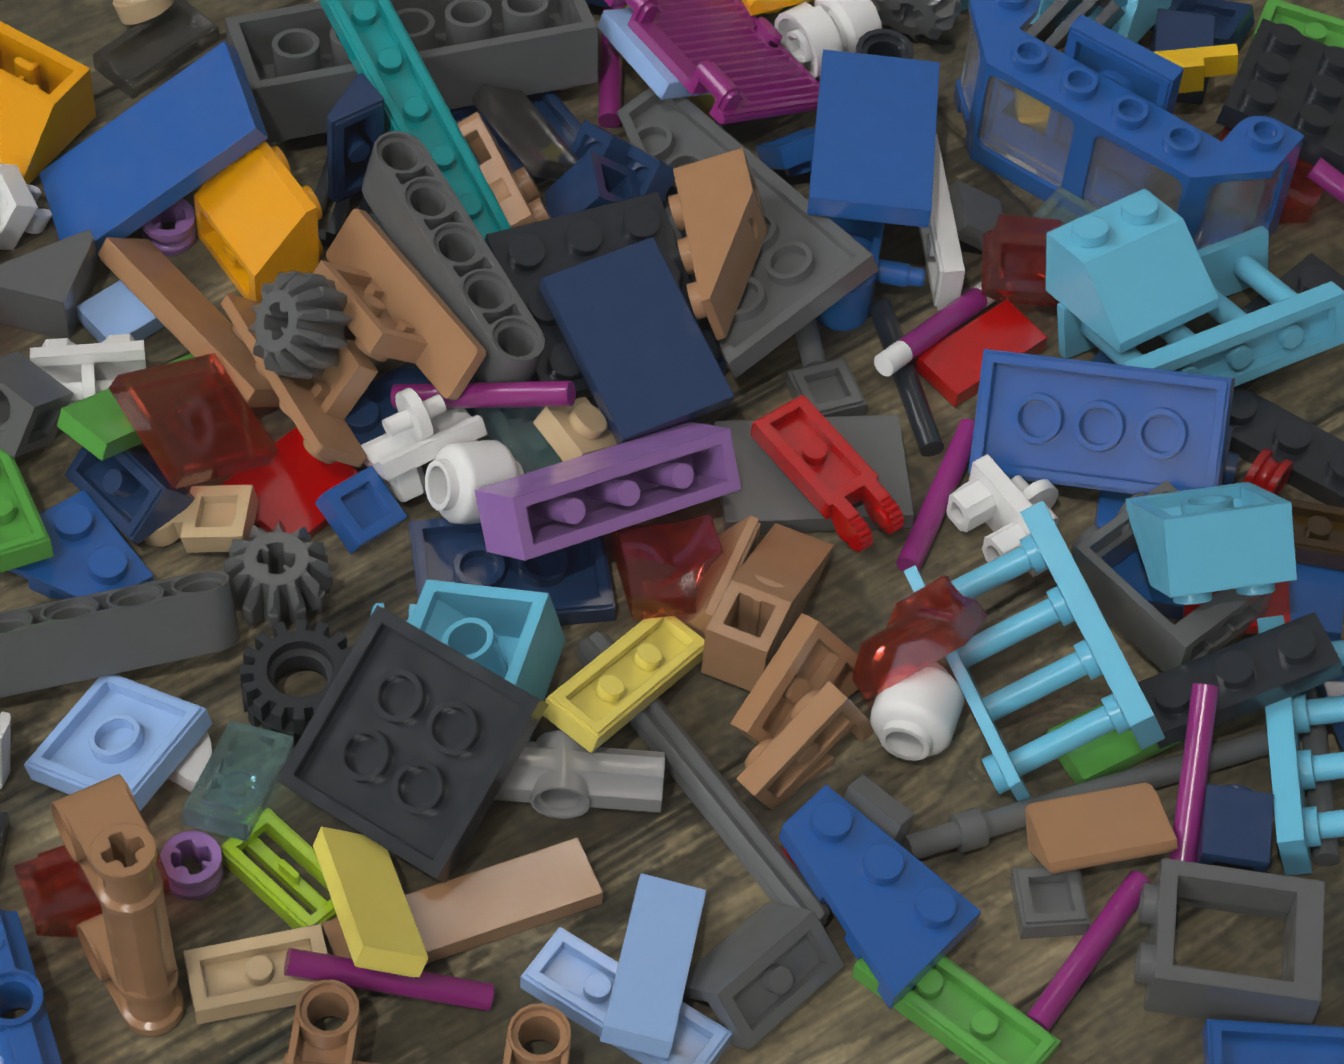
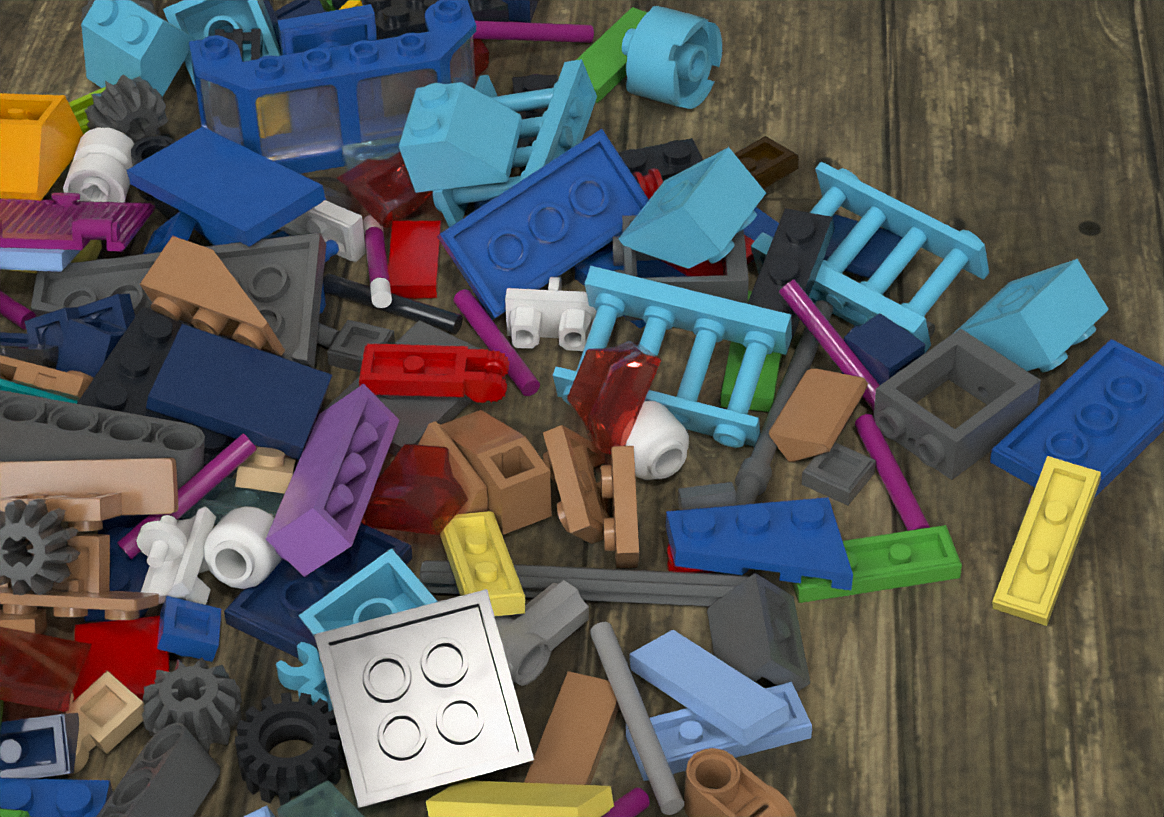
camera: 45 degrees left, 10 degrees down
(564, 929) = (637, 719): none -> light grey bar

